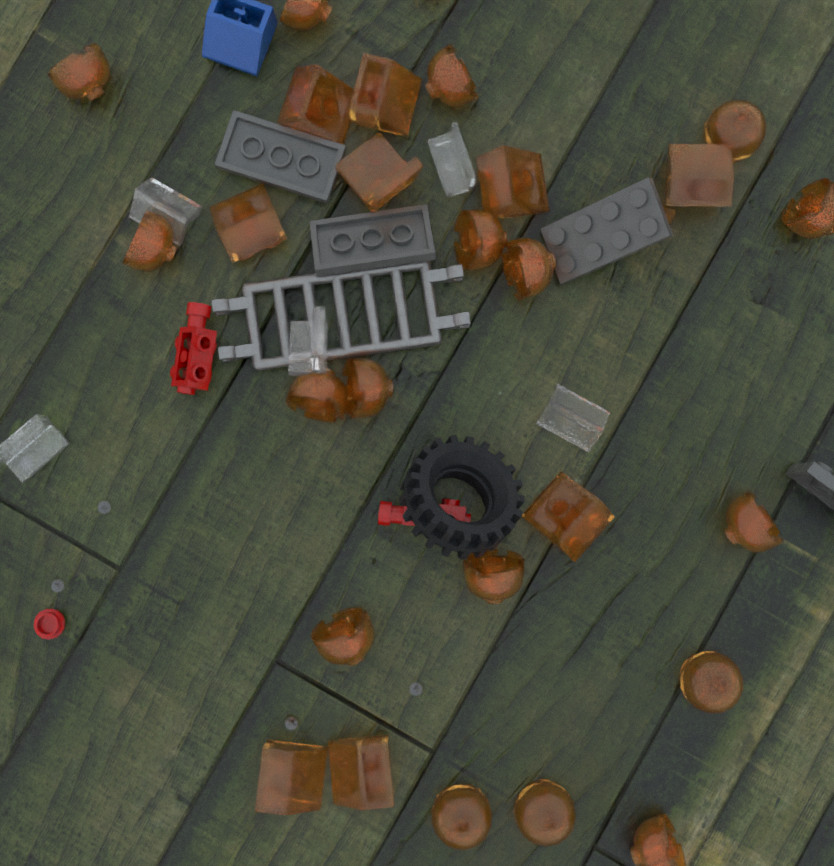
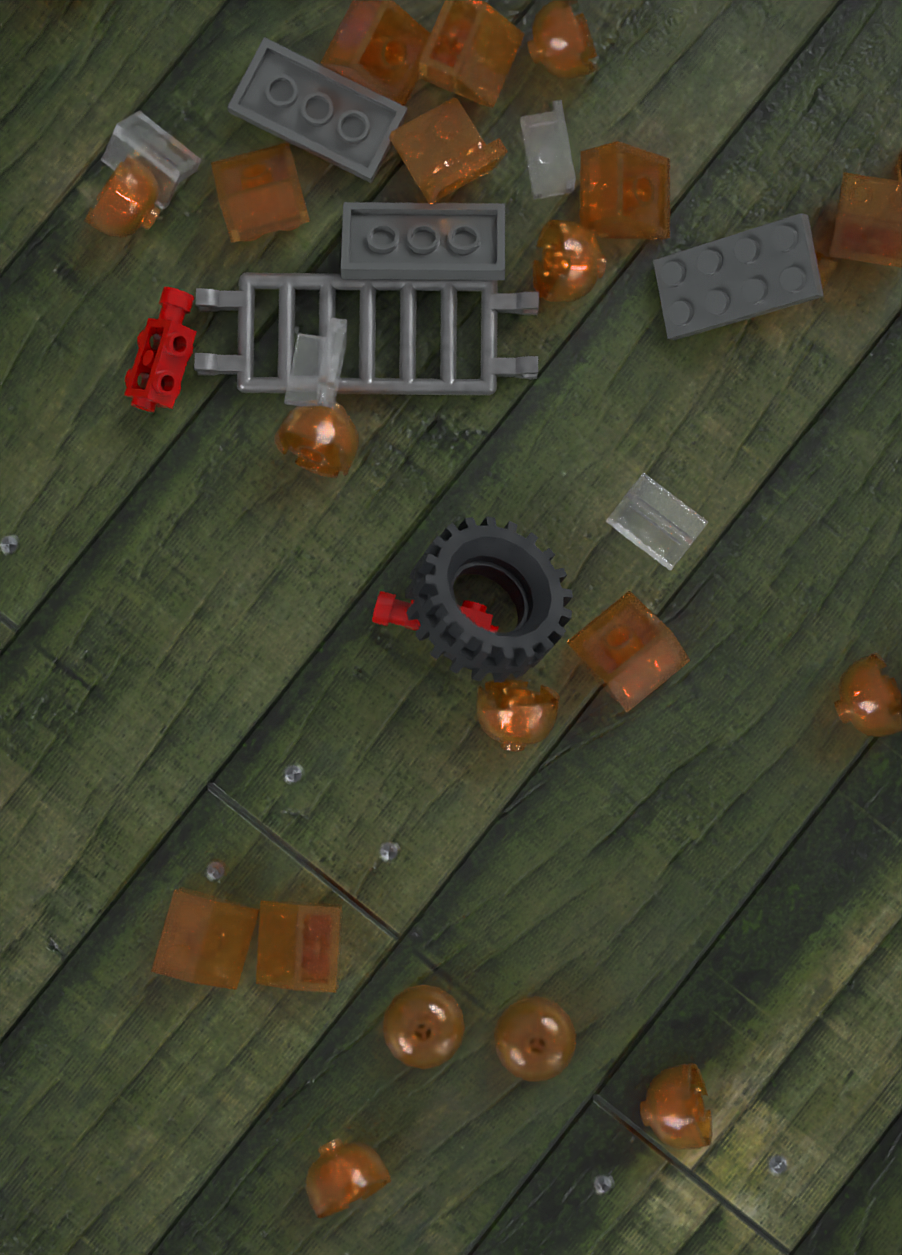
camera: 10 degrees right, 0 degrees up
(345, 638) = (305, 766): clear orange cylinder -> none
(366, 387) = (385, 437): clear orange cylinder -> none
(527, 266) = (627, 308): clear orange cylinder -> none
(711, 682) = (766, 898): clear orange cylinder -> none

